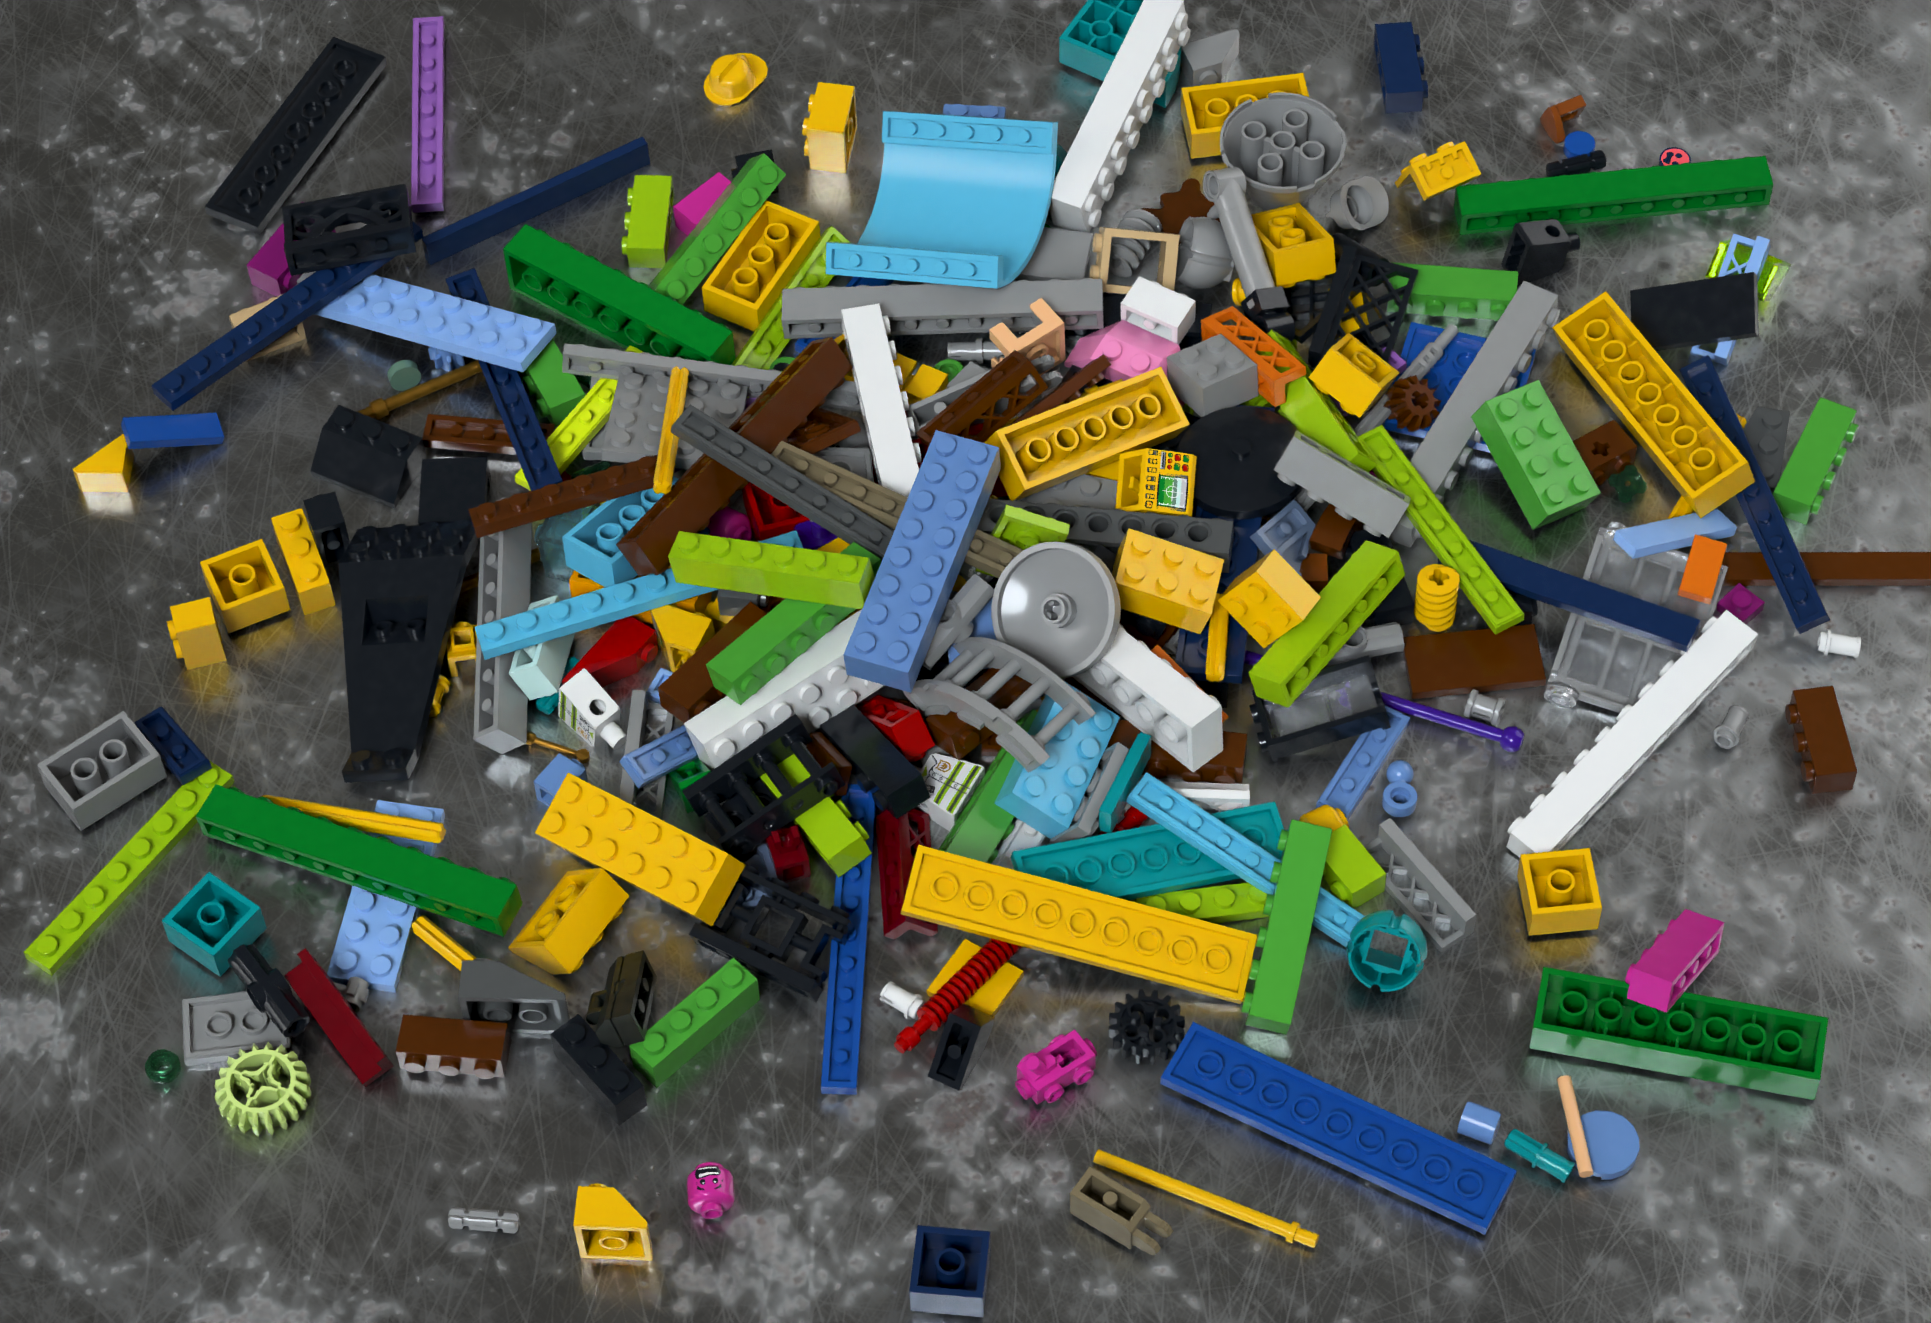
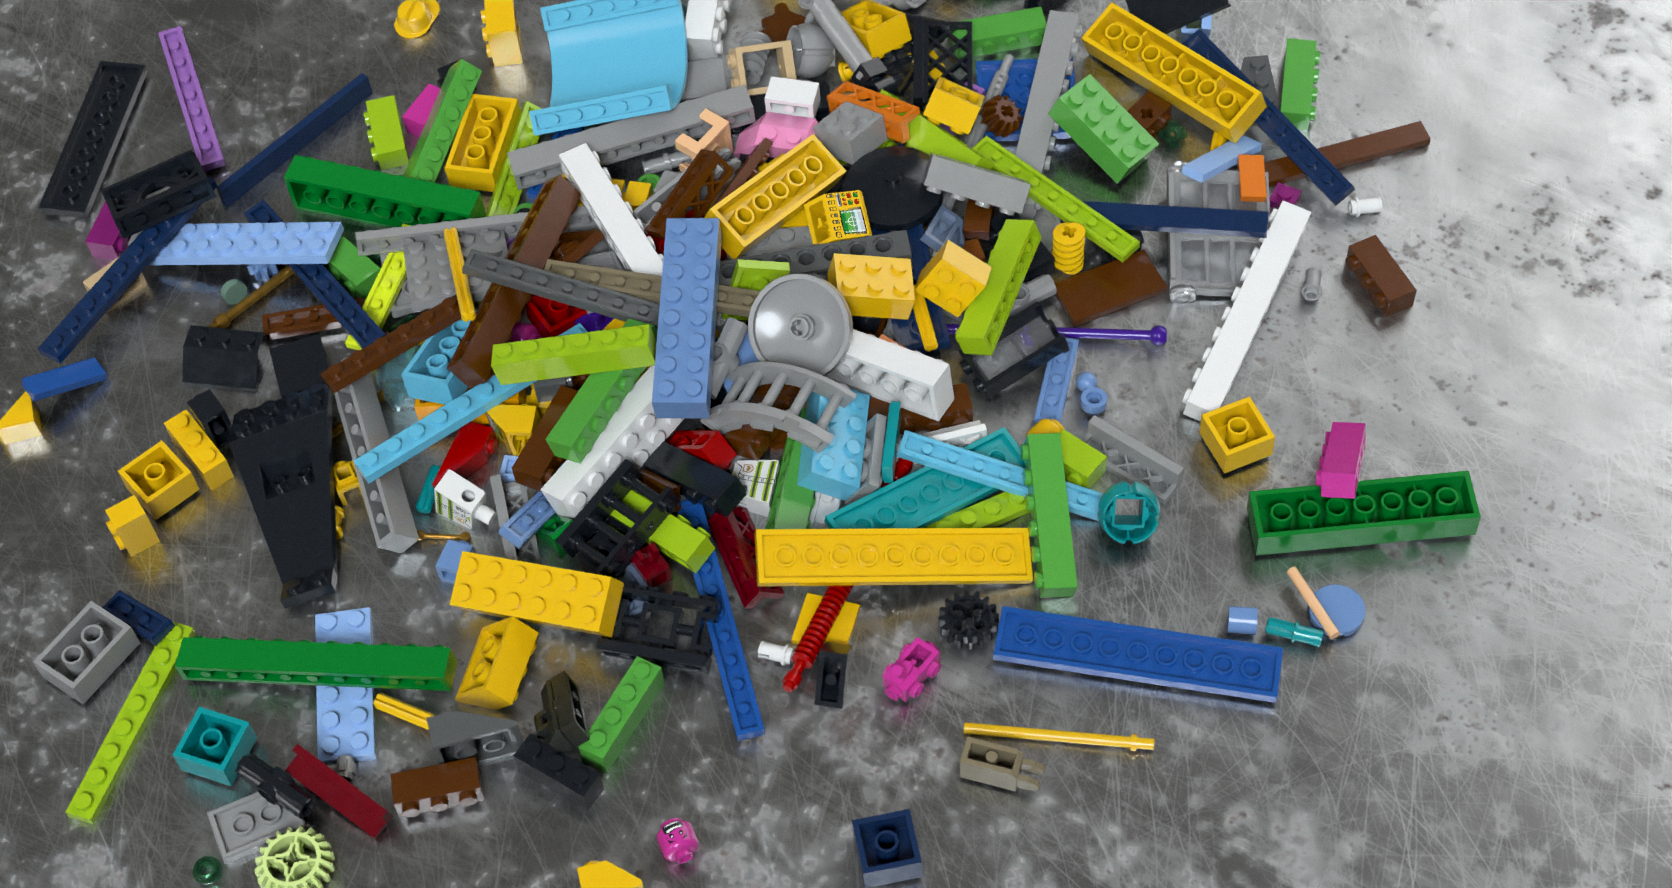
camera: 15 degrees left, 0 degrees up
(368, 821) = (316, 631): yellow axle -> none
(541, 666) = (412, 478): light aqua brick -> none
(1485, 707) = (1131, 318): light grey bush -> none

